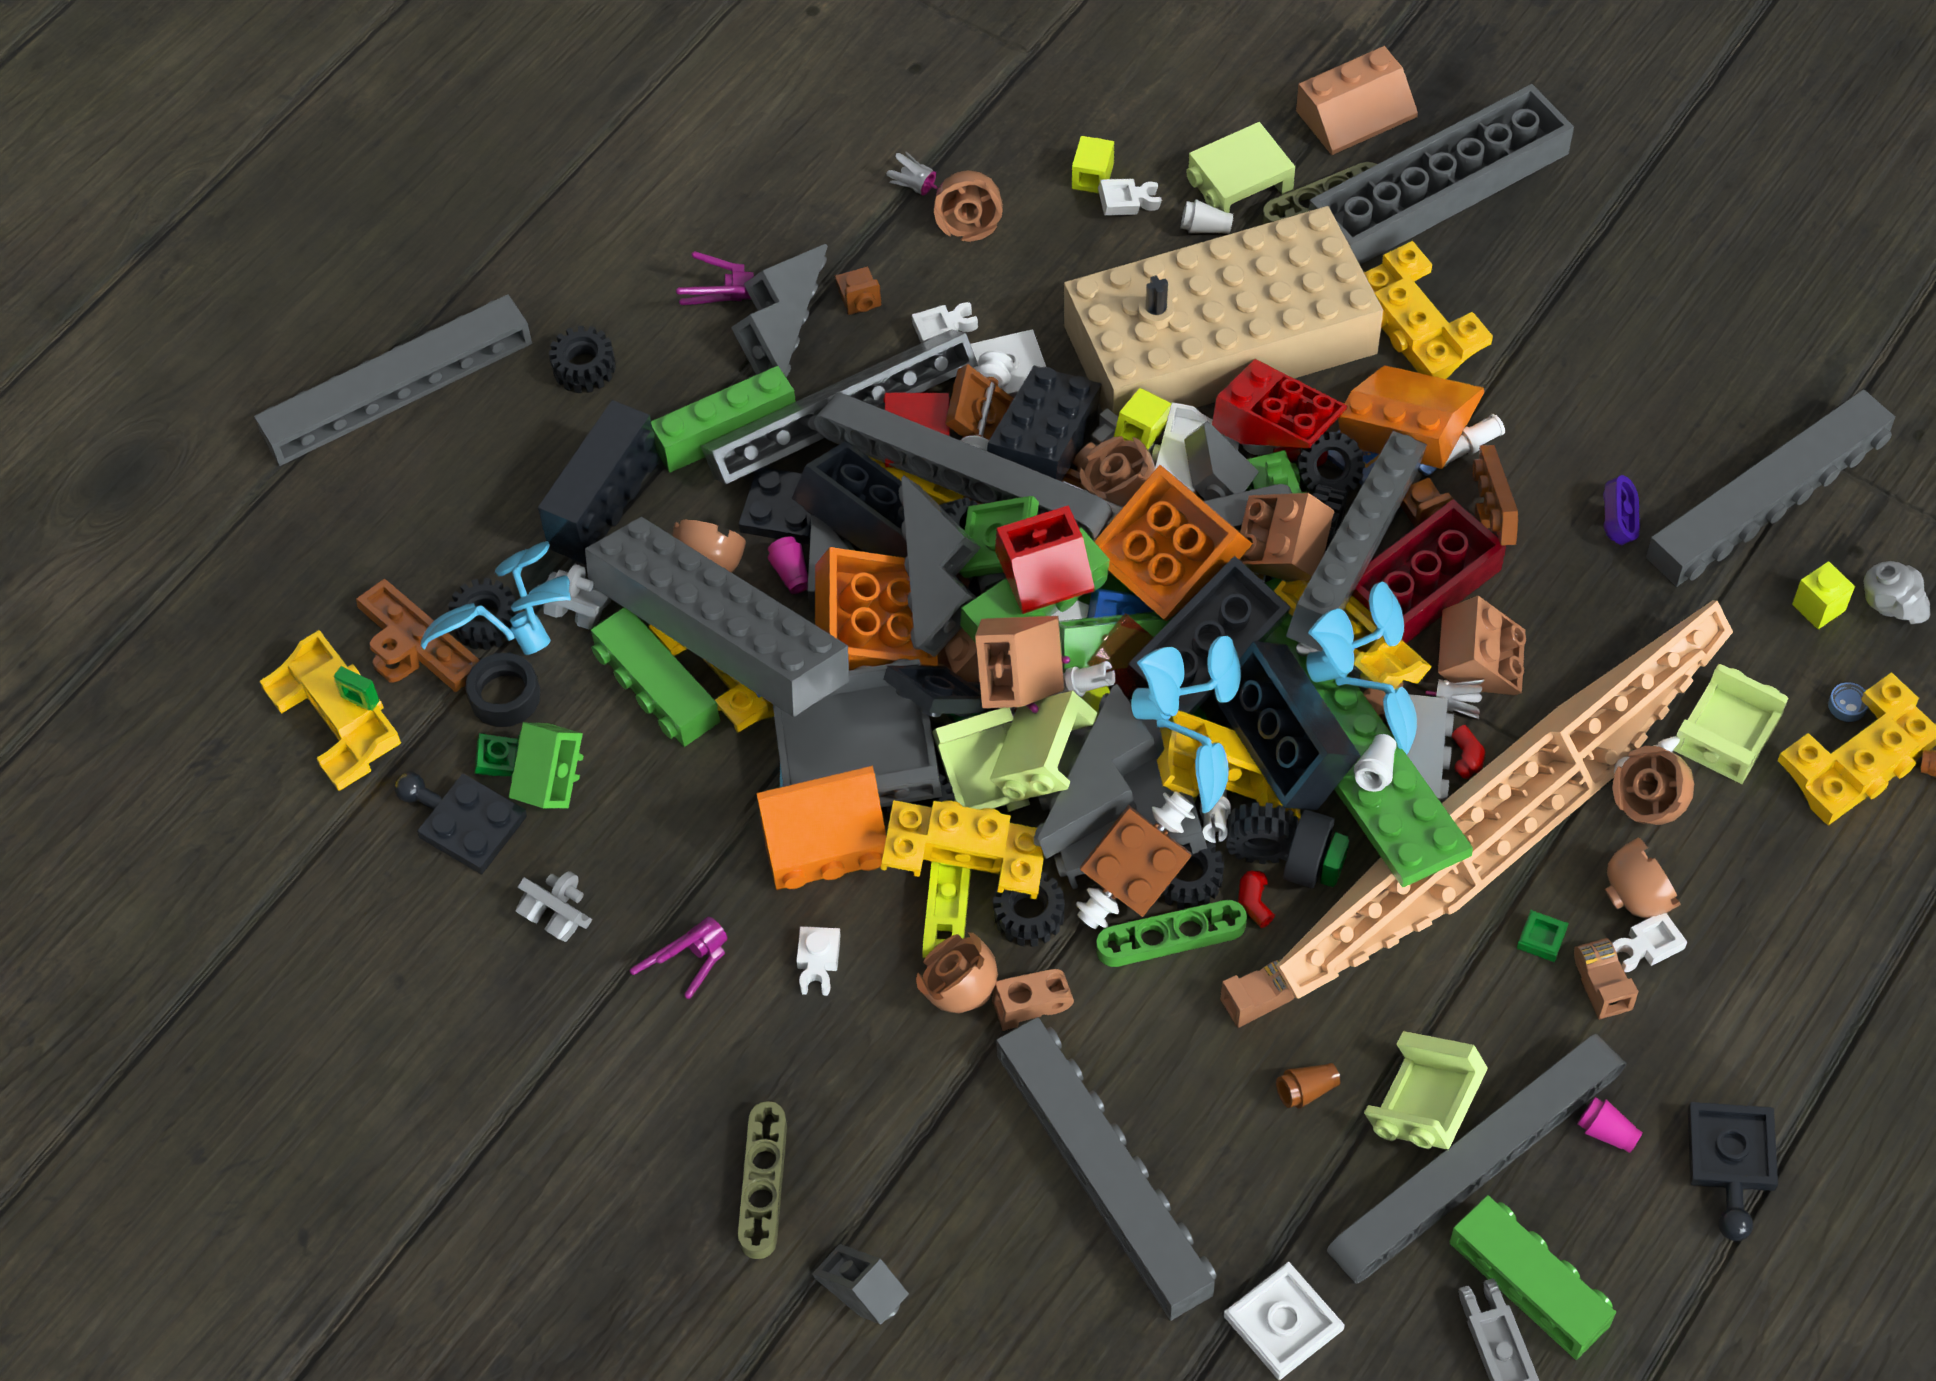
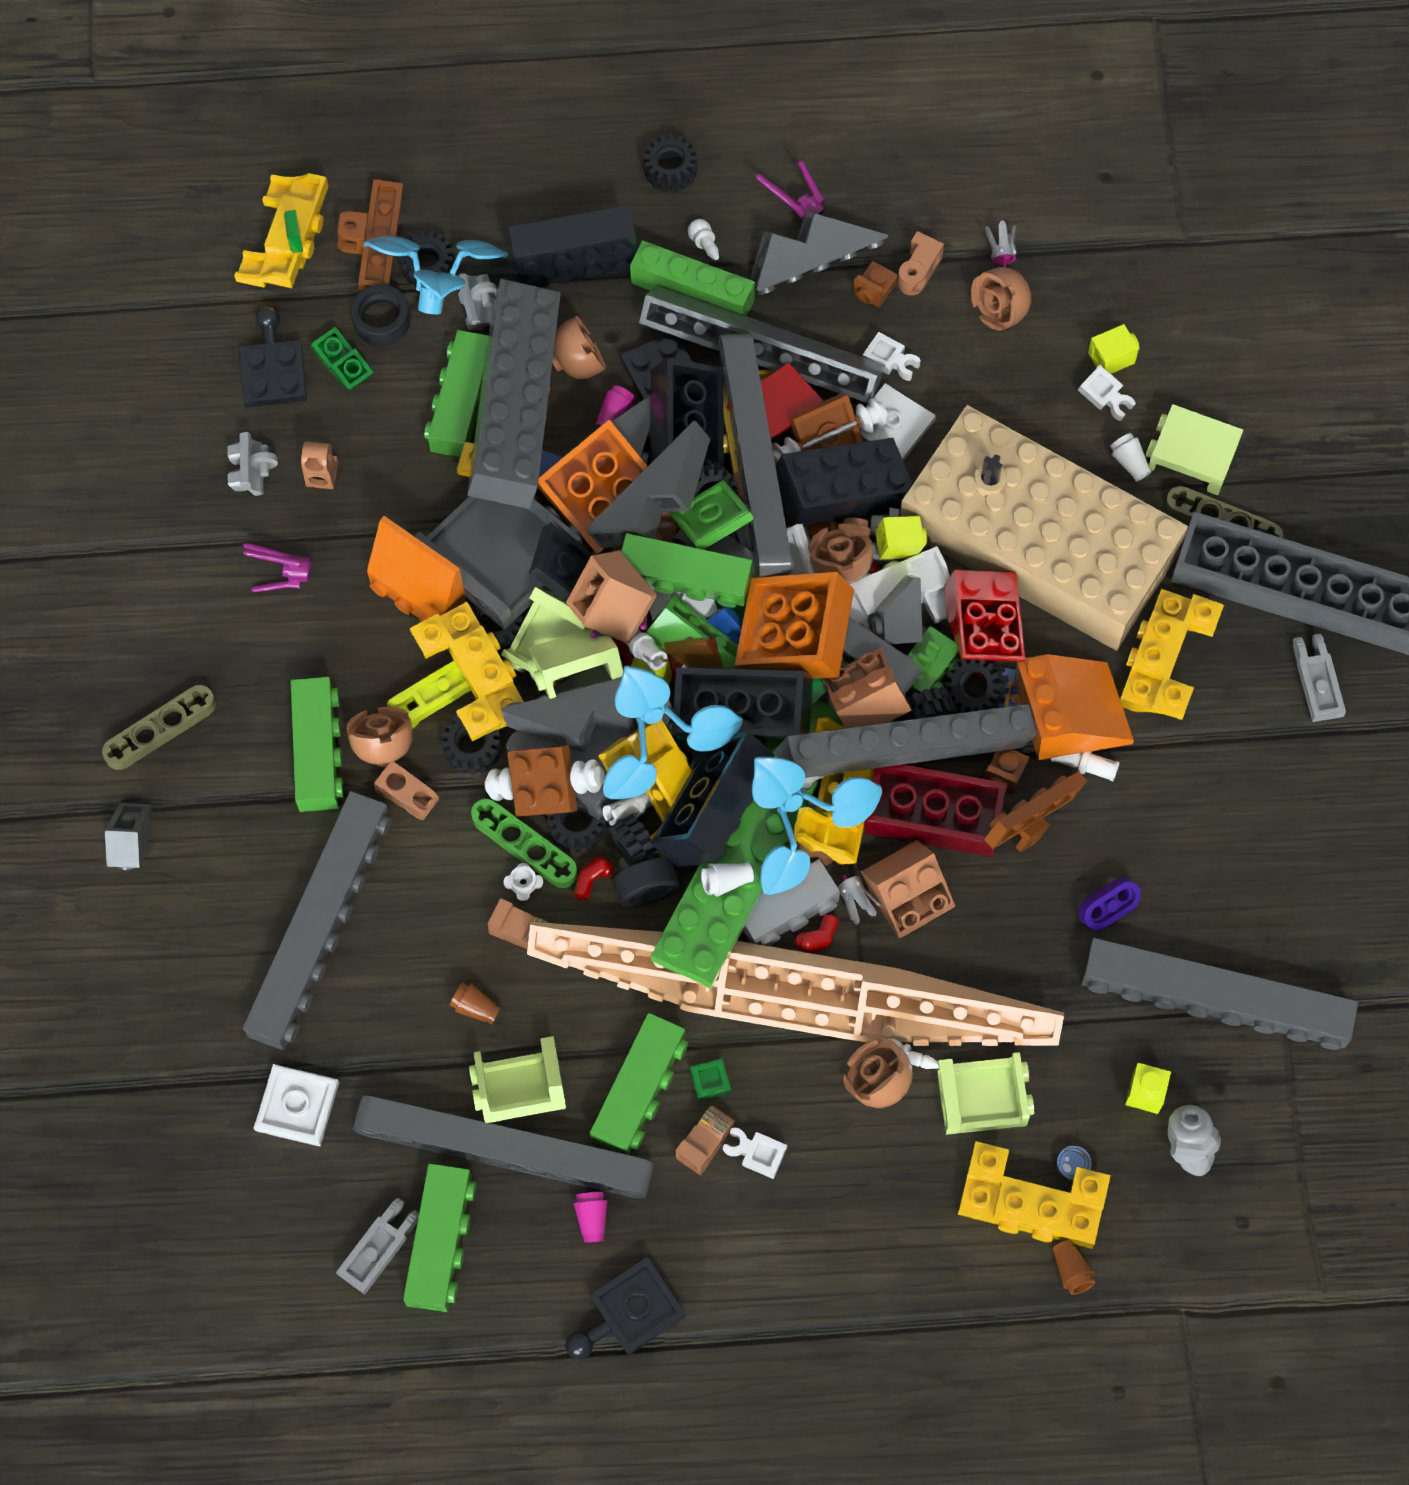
camera: 50 degrees right, 10 degrees up
(393, 379) = (558, 68): dark grey brick -> none
(546, 765) = (336, 382): bright green brick -> none
(614, 839) = (319, 462): none -> nougat leg
(673, 384) = (701, 233): none -> white bar
(817, 953) = (341, 641): white plate -> none
(872, 237) = (917, 271): none -> nougat leg
(911, 1044) = (315, 744): none -> bright green brick
(1044, 559) = (695, 555): red slope -> none
(1211, 949) = (522, 872): none -> white plate
(1335, 860) = (658, 906): green tile -> none
(1356, 100) = (1331, 481): nougat slope -> none
(1506, 995) = (638, 1085): none -> bright green brick
(1530, 228) = (1319, 680): none -> light grey hinge
(1639, 882) = (795, 1113): nougat cylinder -> none

